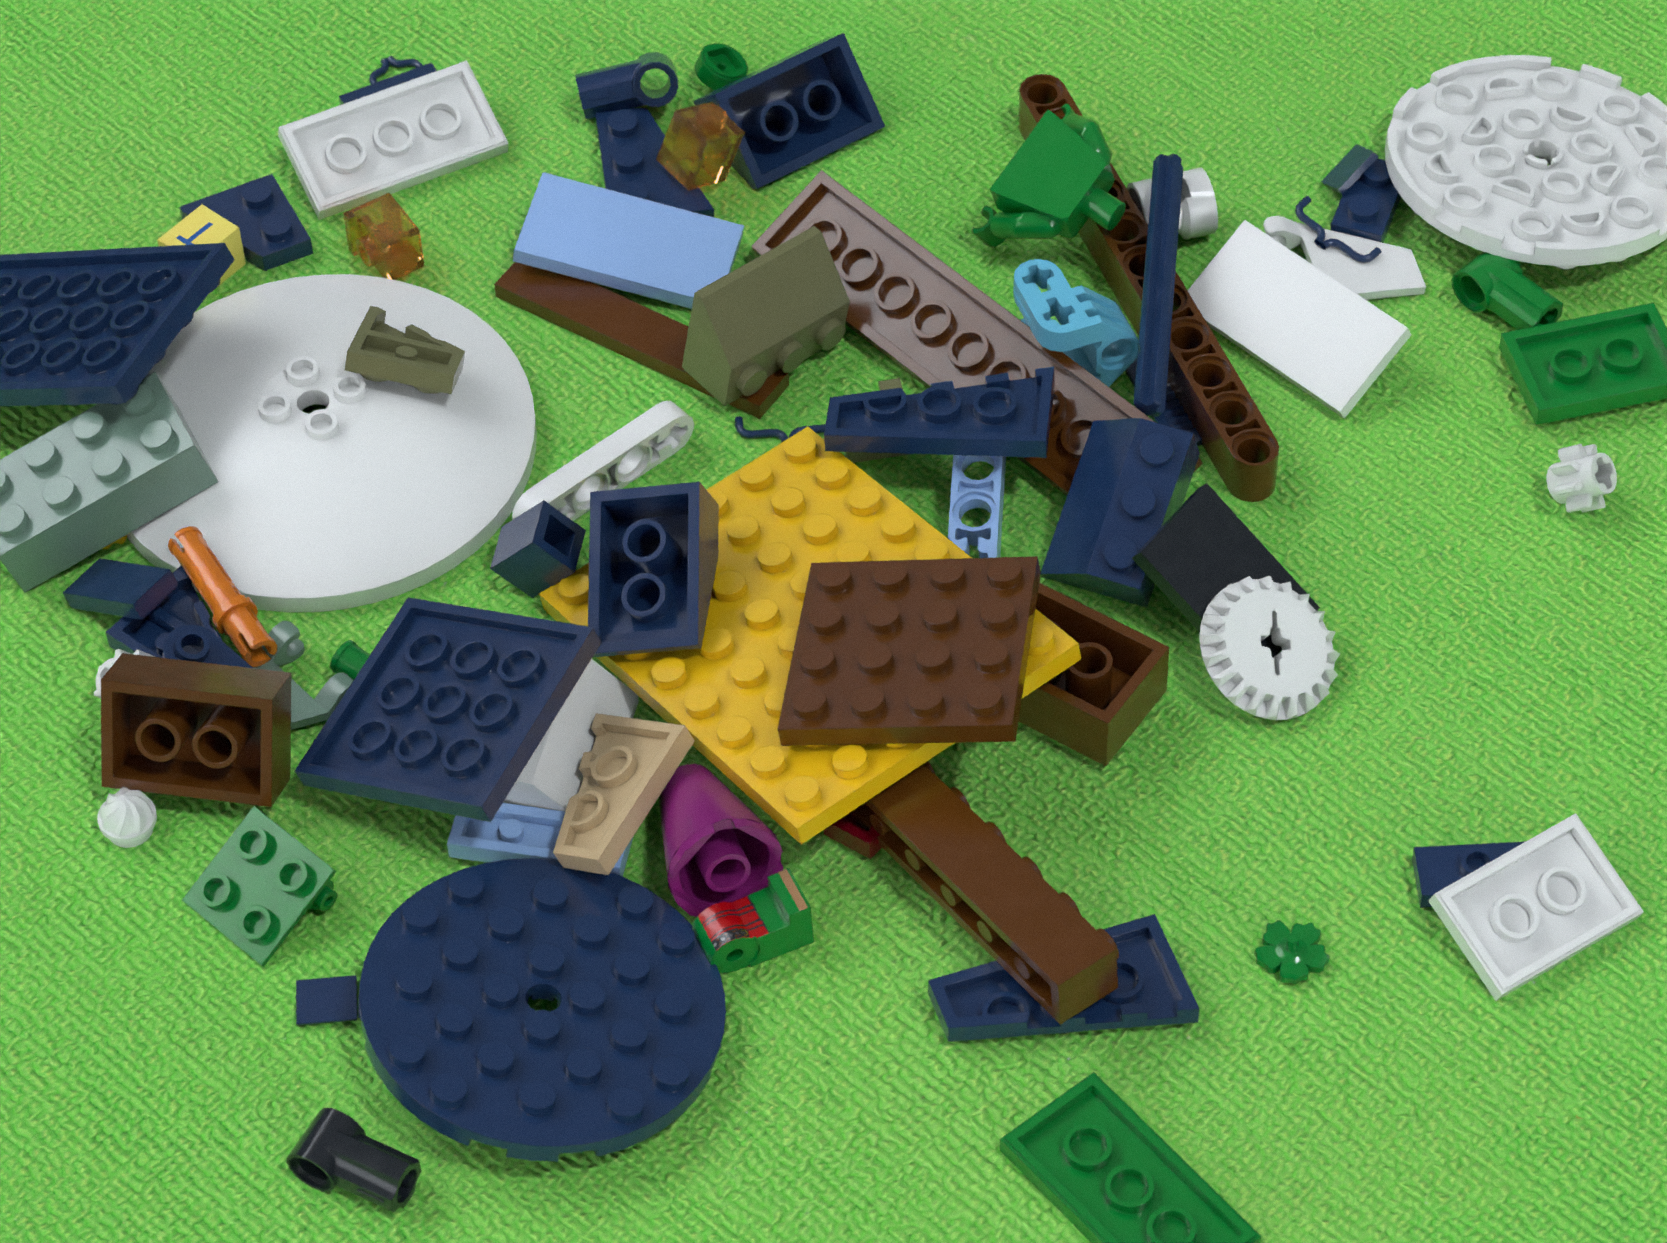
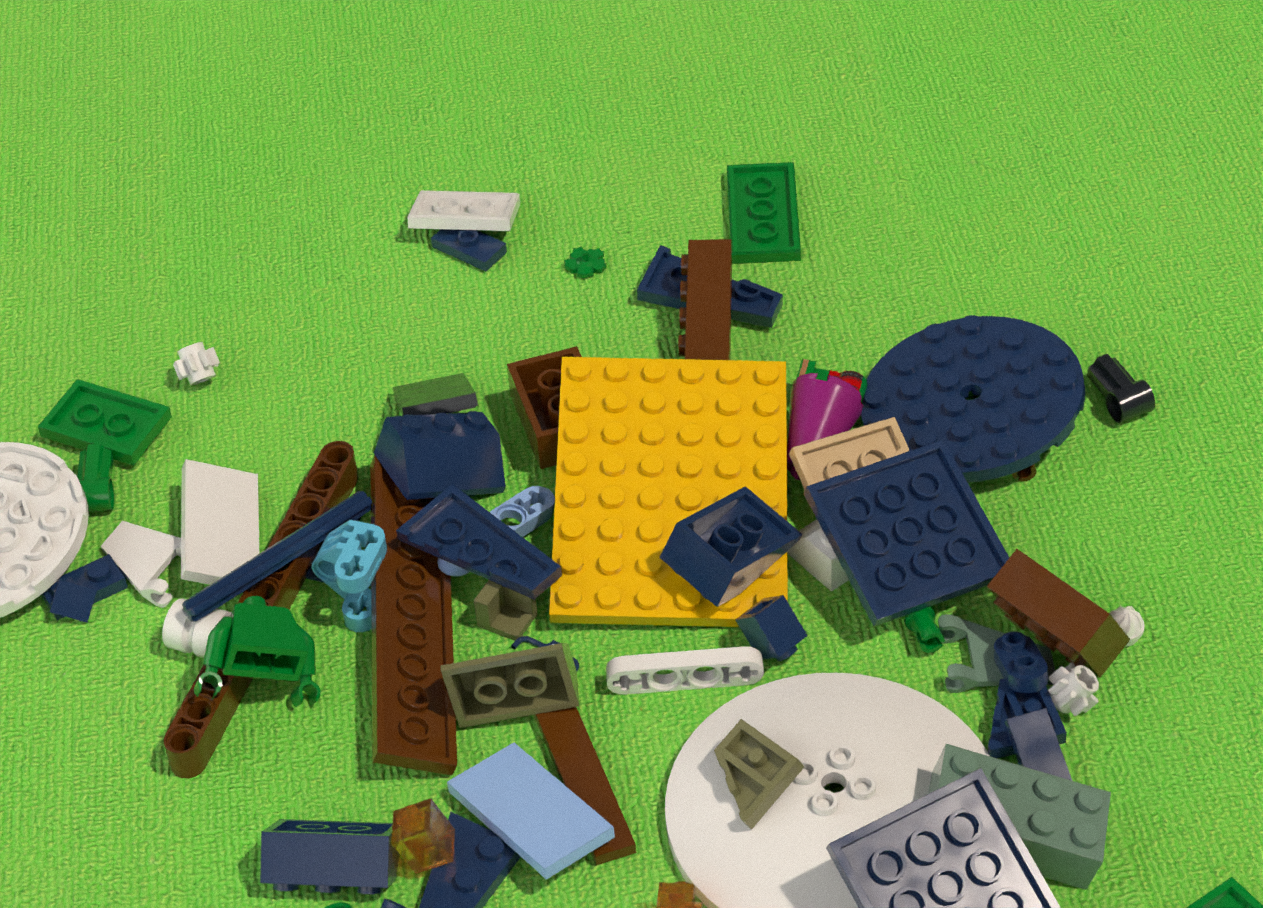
camera: 140 degrees left, 5 degrees down
(231, 610) = (981, 693): orange pin -> none
(261, 886) = (1072, 542): green hinge -> none
(326, 1000) = (1076, 483): dark blue piece -> none
(911, 652) = (647, 399): reddish brown plate -> none
(1246, 670) = (446, 366): white gear -> none
(1331, 242) = (143, 567): dark blue piece -> none

